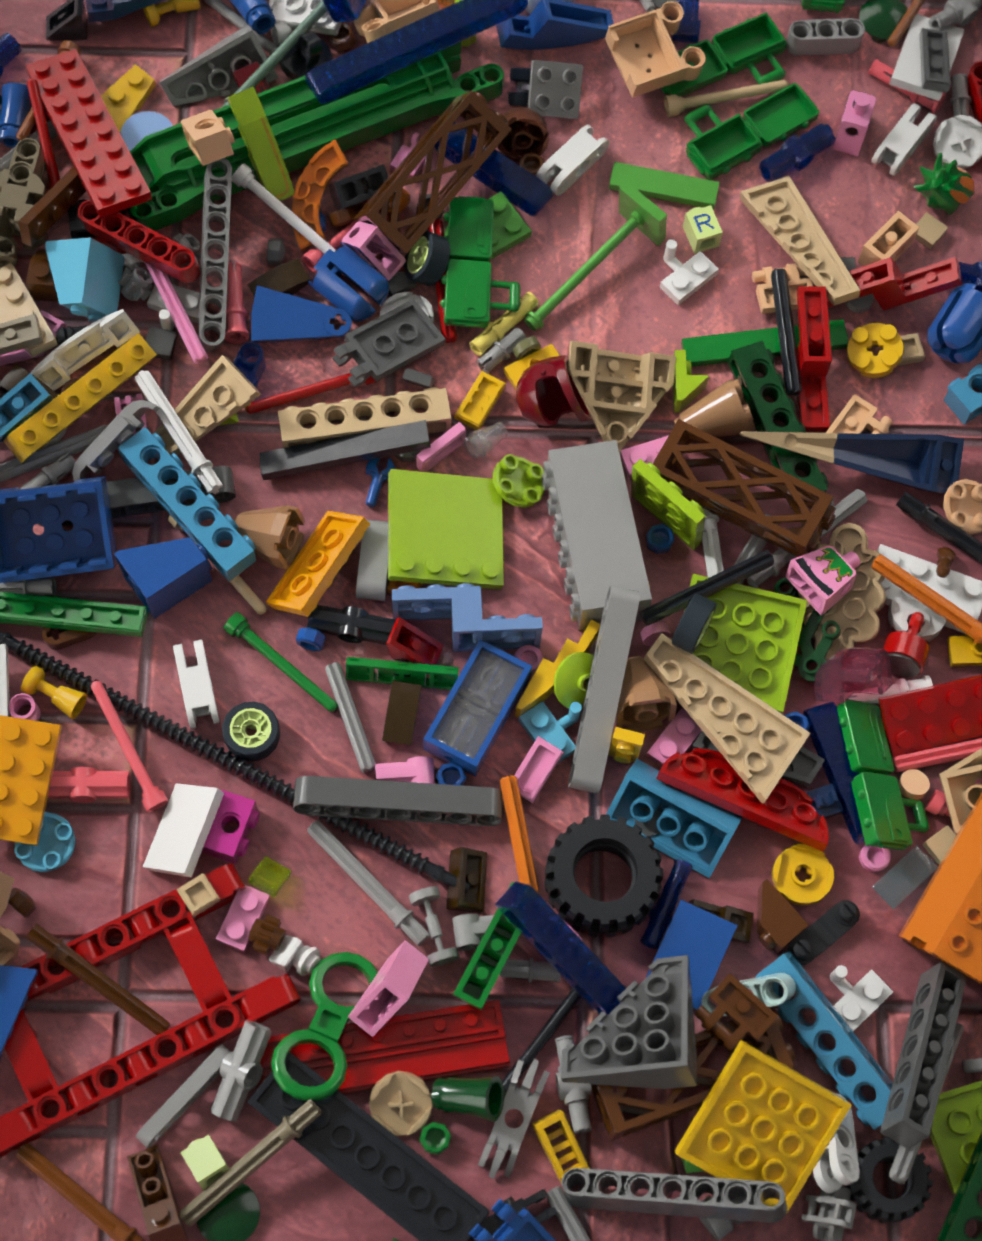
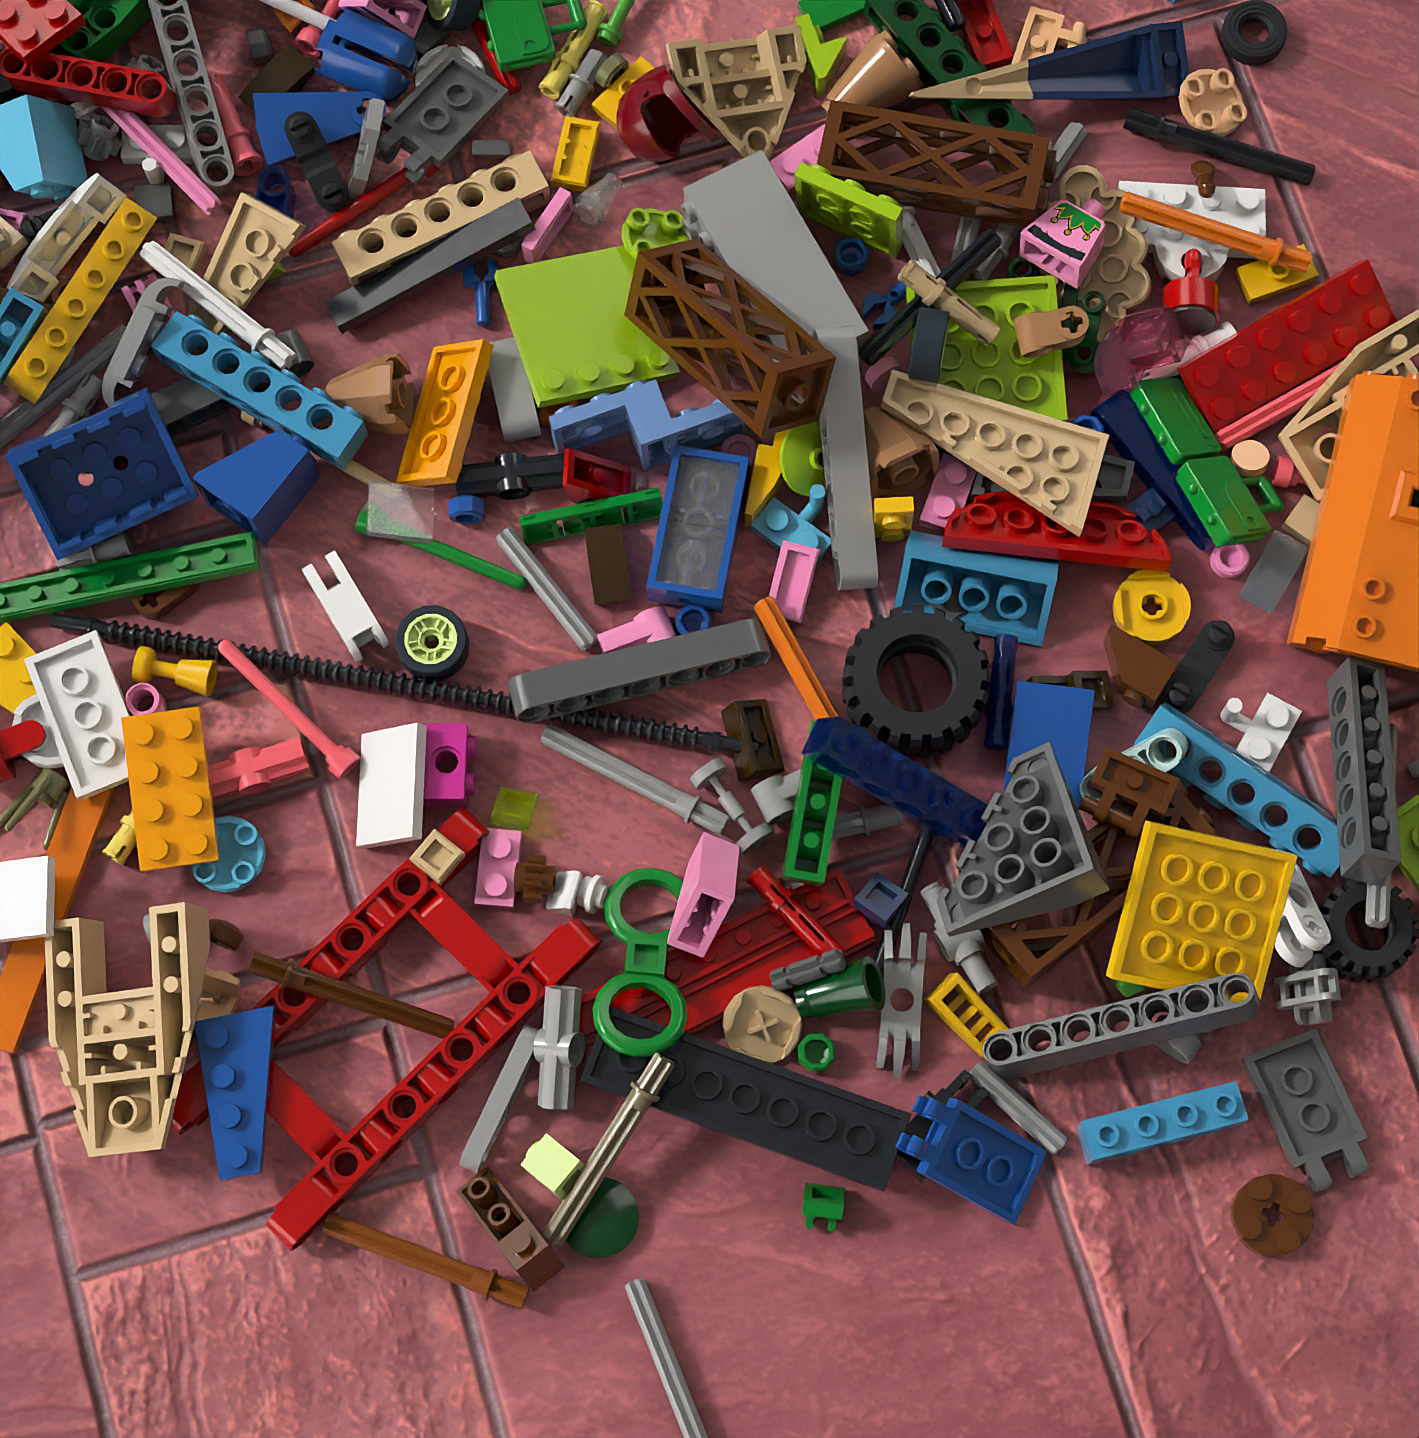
camera: 10 degrees left, 5 degrees up
(170, 385) = (186, 250): none -> tan tile
(260, 625) = (400, 512): none -> clear piece
(287, 349) = (316, 161): none -> black piece
(326, 350) = (368, 140): none -> light grey tile
(448, 1072) = (807, 970): none -> dark grey axle
(452, 1023) = (792, 911): none -> red pin
(522, 1035) = (880, 900): none -> dark blue tile
(573, 621) = (784, 391): none -> reddish brown piece
(677, 580) = (888, 301): none -> blue bar
(713, 588) = (942, 298): none -> tan pin
(785, 641) = (1045, 331): none -> medium nougat piece

